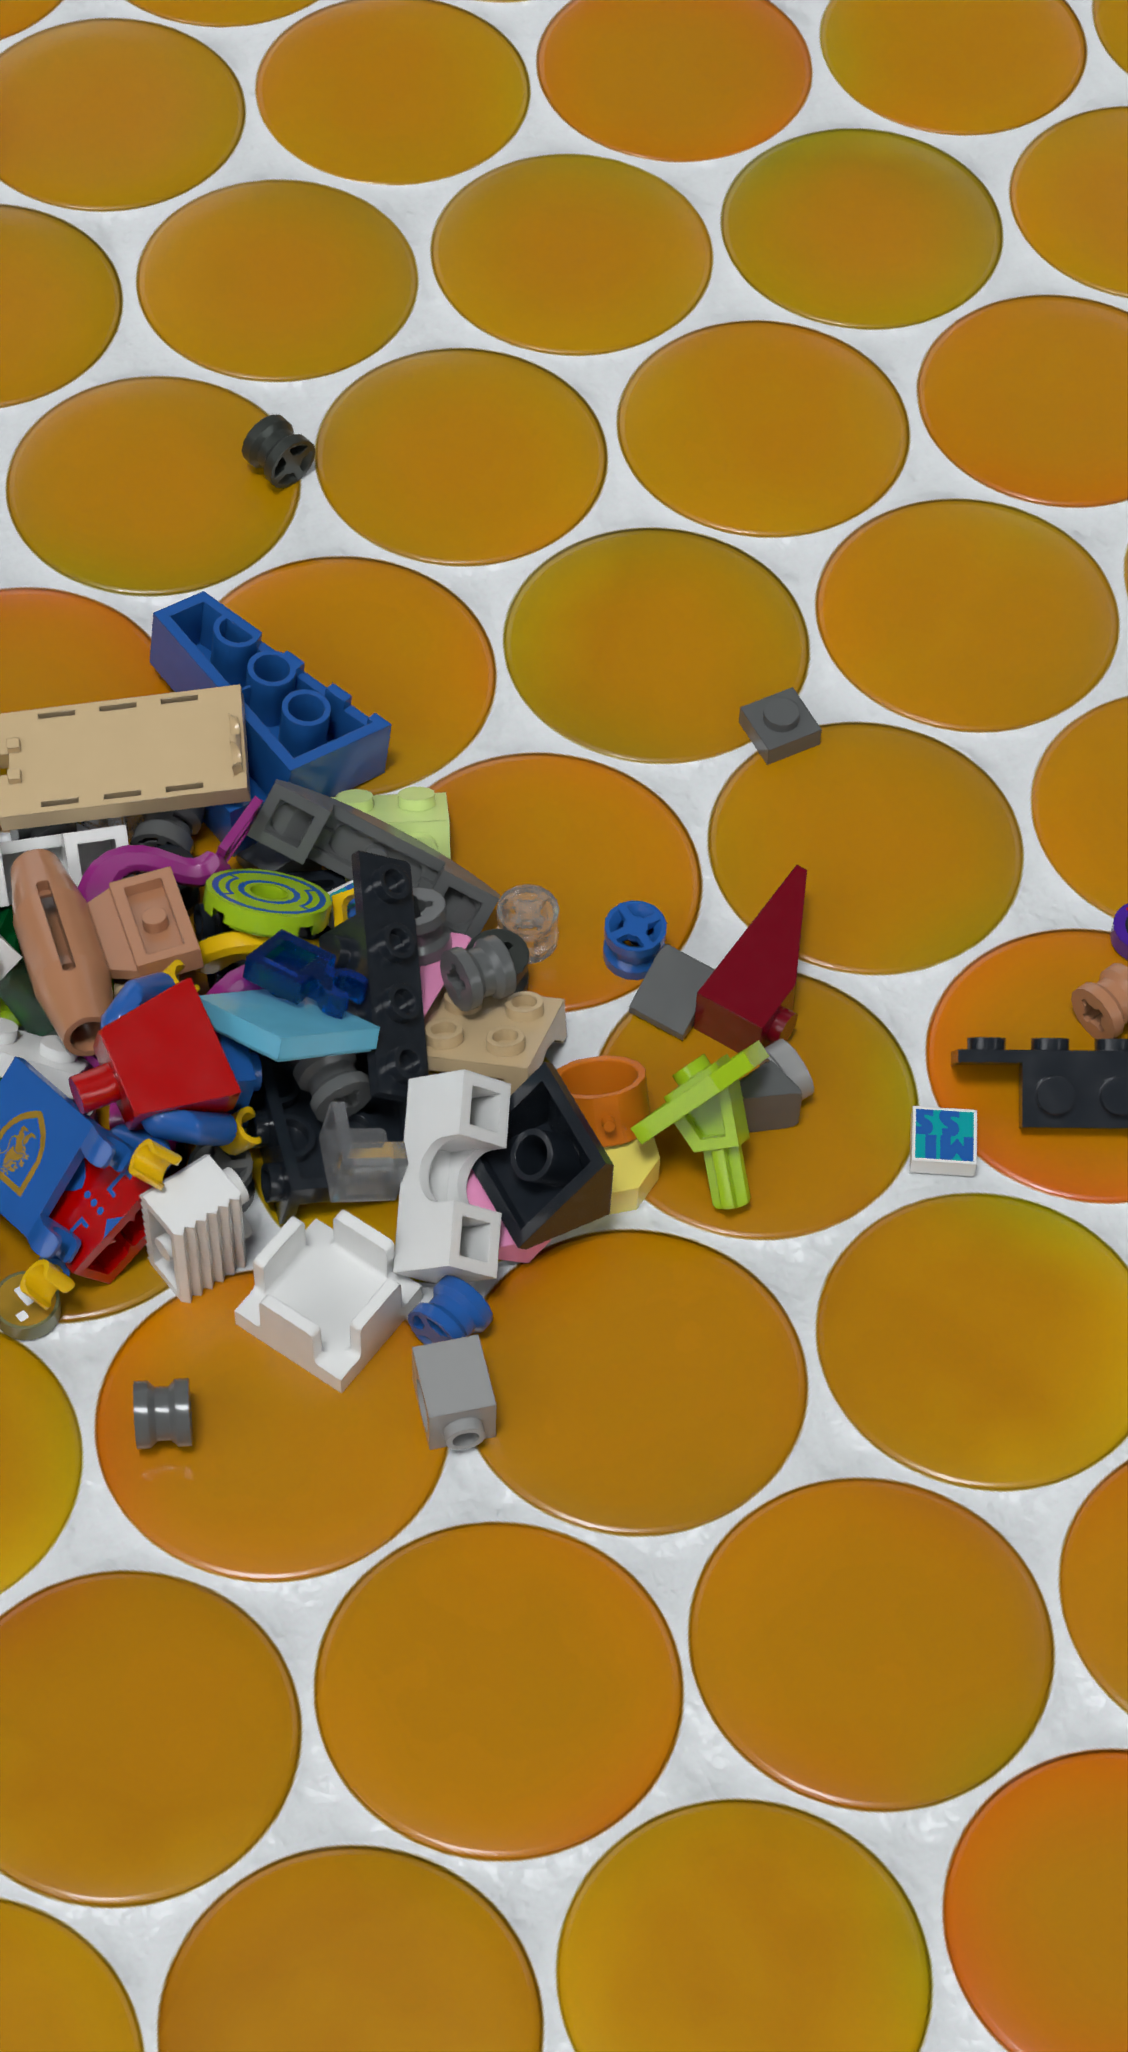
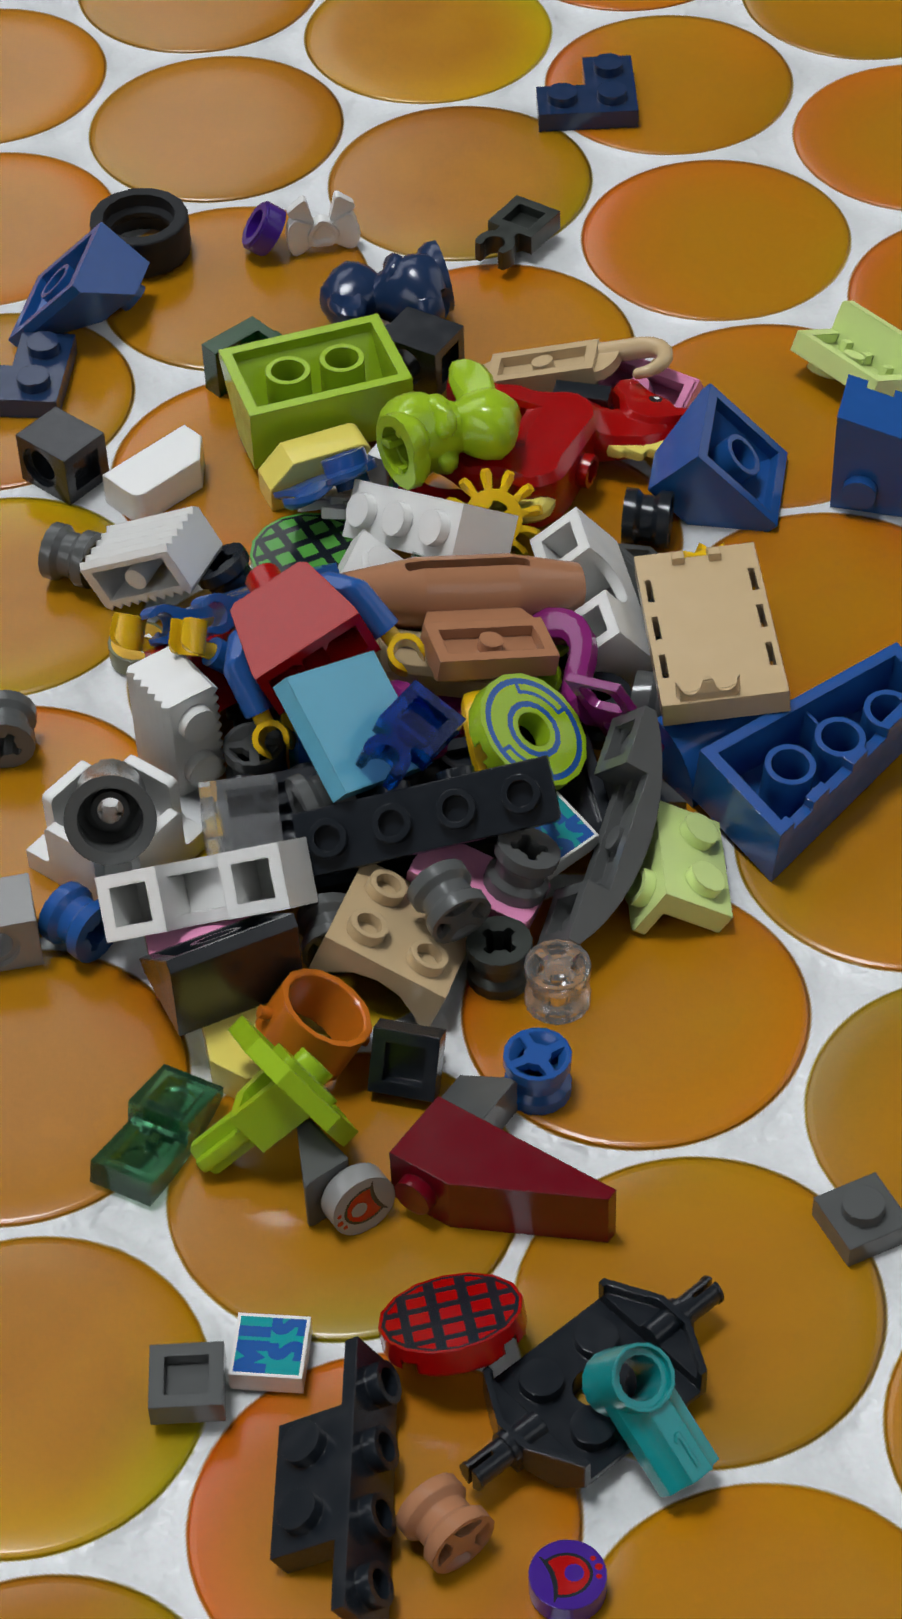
camera: 95 degrees right, 10 degrees down
(350, 1257) = (104, 832): none -> dark grey plant
(625, 1030) = (406, 1060): none -> black tile
(698, 1241) = (158, 1136): none -> clear green slope
(922, 994) = (452, 1323): none -> red tile
(944, 867) = (533, 1401): none -> black plate
(987, 1194) = (187, 1383): none -> dark grey plate
(1014, 850) = (654, 1419): none -> teal piece

